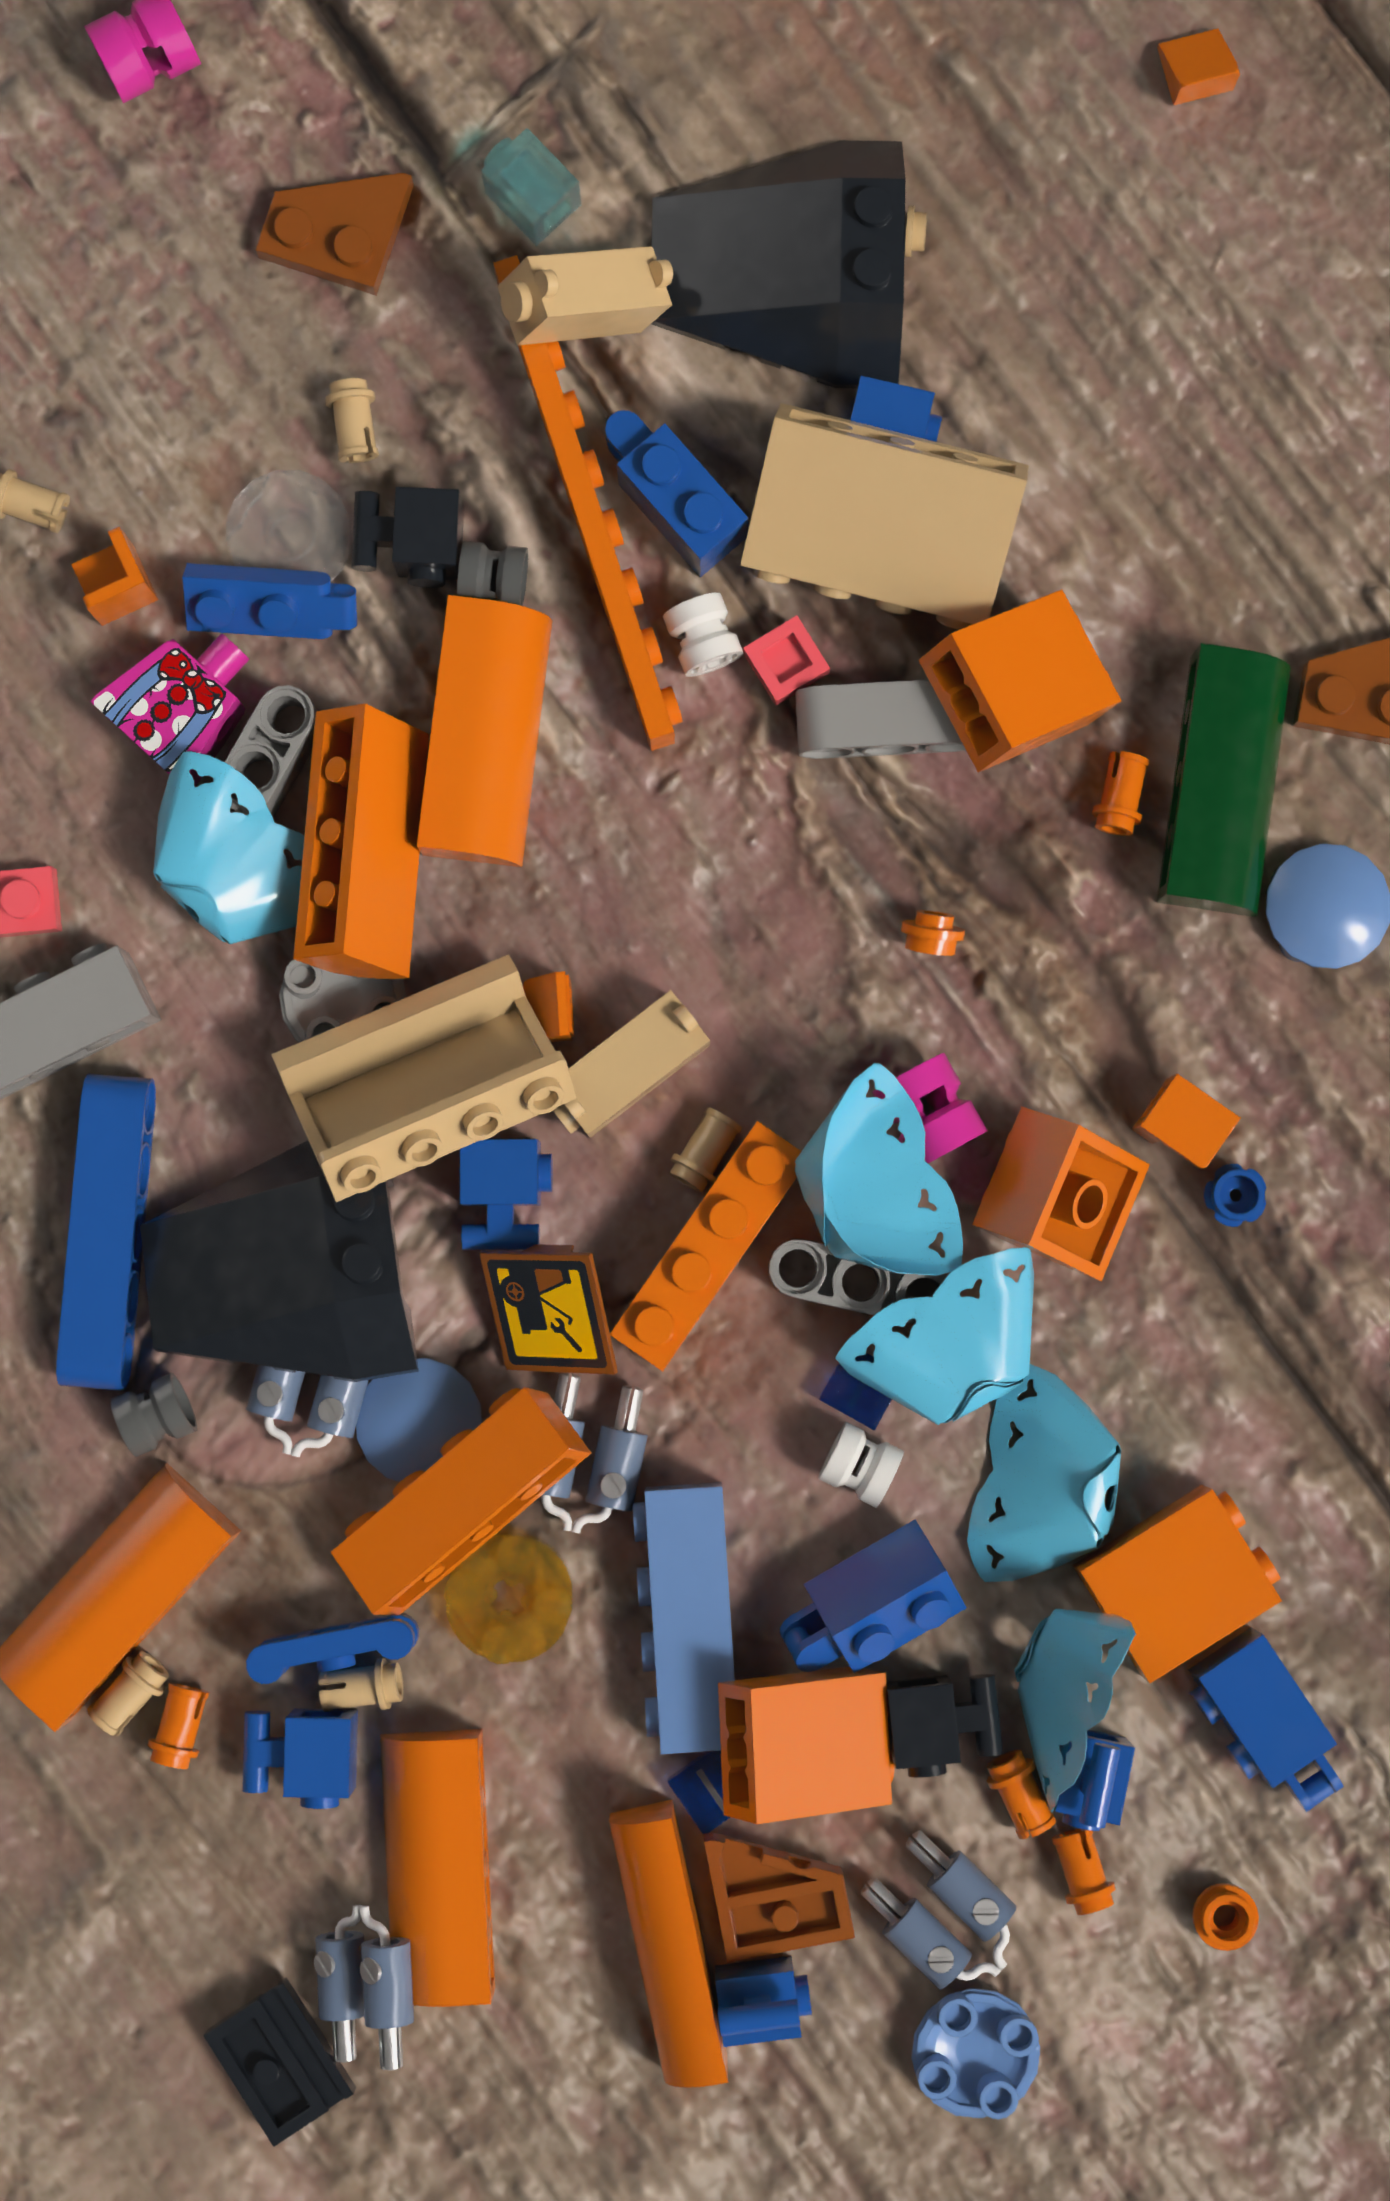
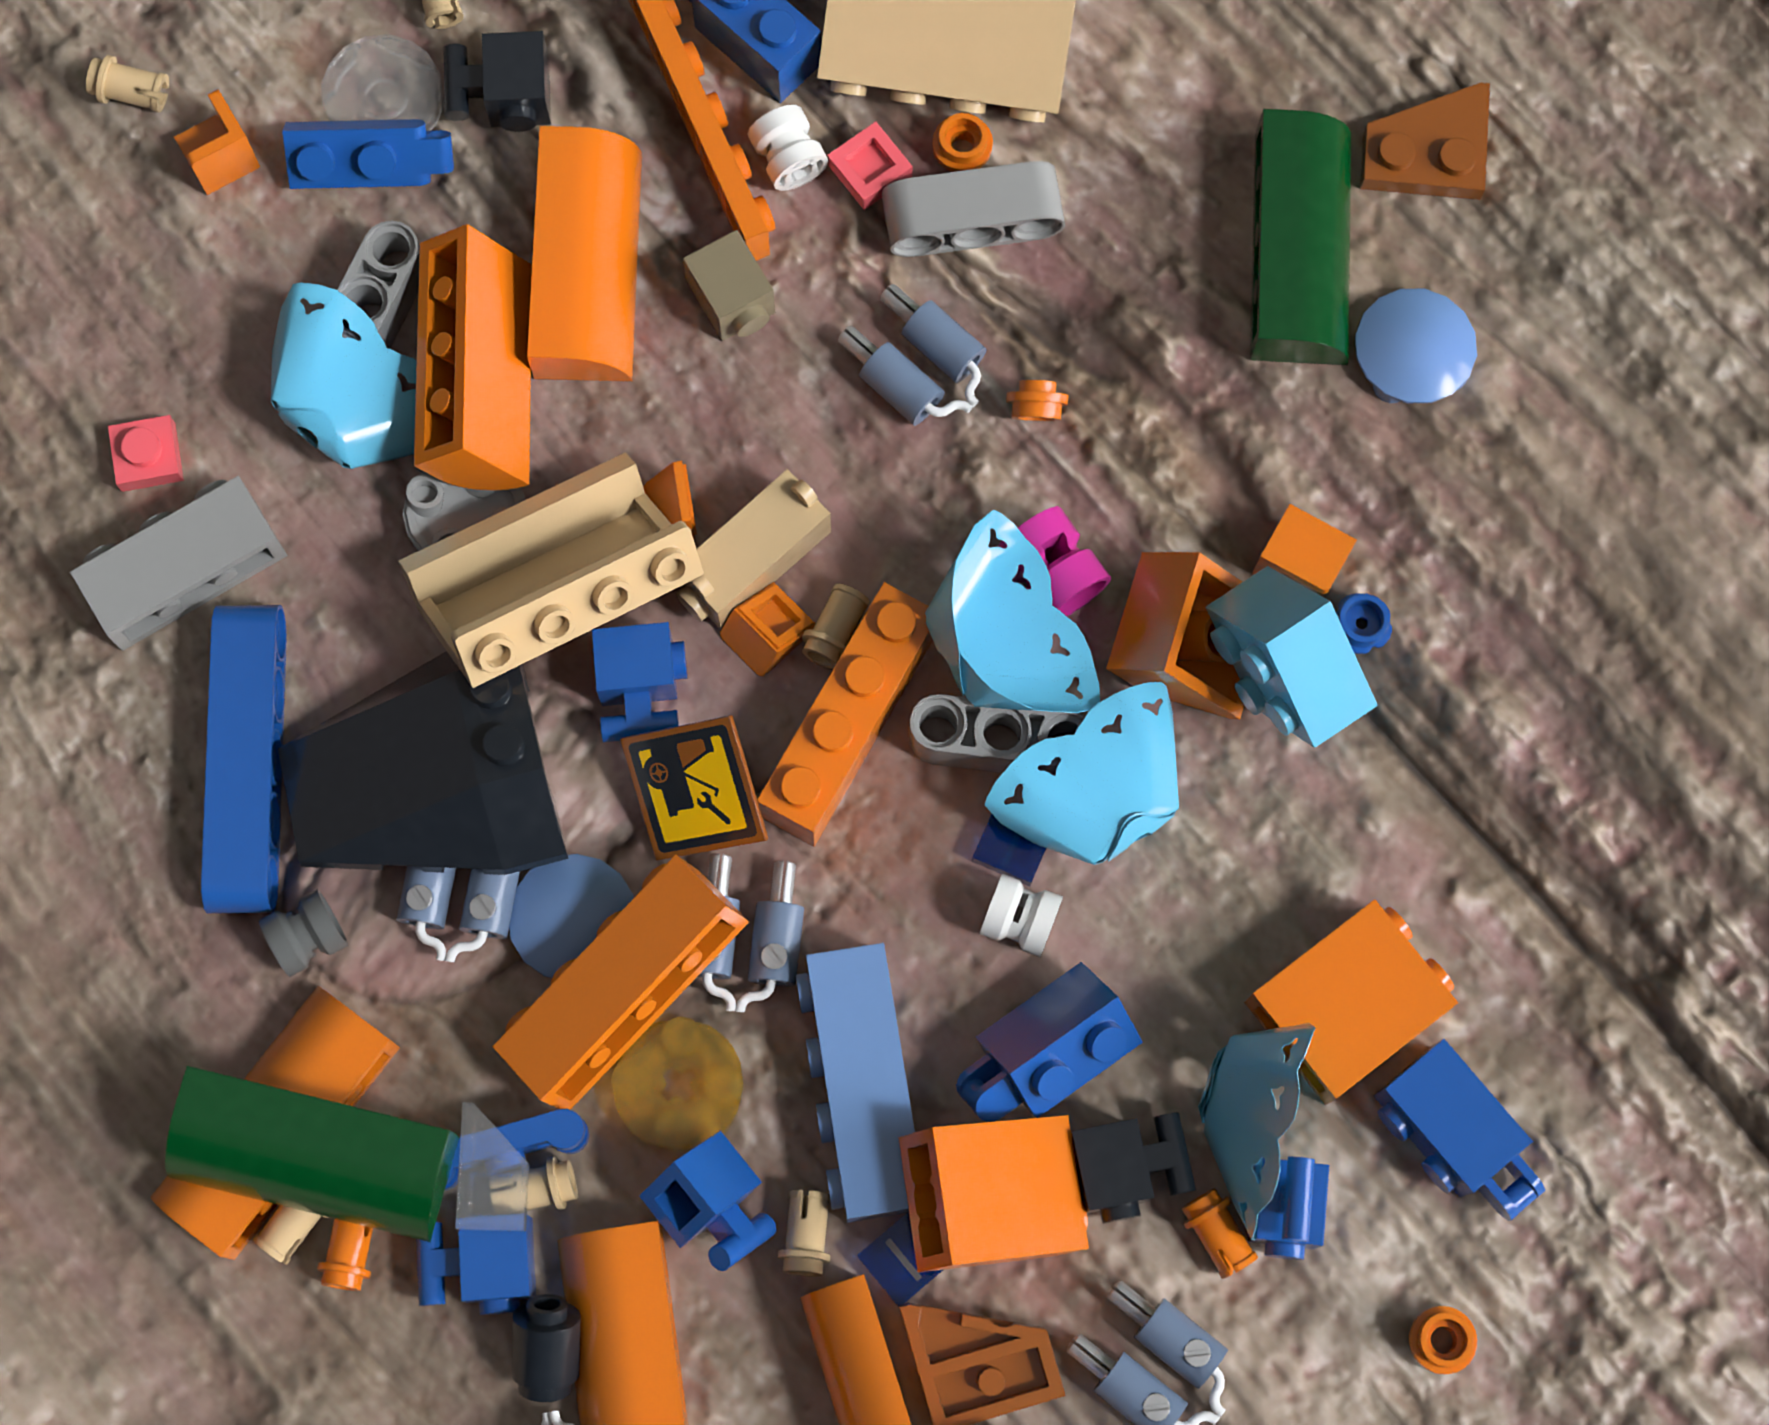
camera: 10 degrees left, 10 degrees down
(146, 1643) = (309, 1153): none -> dark green brick
(177, 702) = (281, 246): torso -> none
(319, 1683) = (490, 1177): none -> clear tile
(361, 1845) = (545, 1348): none -> black brick
(478, 572) = (567, 105): dark grey wheel -> none
(524, 1715) = (704, 1194): none -> blue brick
(620, 1756) = (806, 1234): none -> tan pin
(631, 782) = (730, 286): none -> dark tan brick
(636, 1143) = (765, 628): none -> orange slope
(840, 858) = (901, 380): none -> sand blue piece
(888, 624) = (962, 127): none -> orange plate
(1019, 680) = (1094, 156): orange brick -> none
(1047, 1482) = (1209, 919): medium azure piece -> none
(1083, 1871) = (1292, 1305): orange pin -> none
(1121, 794) = (1203, 269): orange pin -> none
(1156, 1240) = (1290, 656): none -> medium azure brick

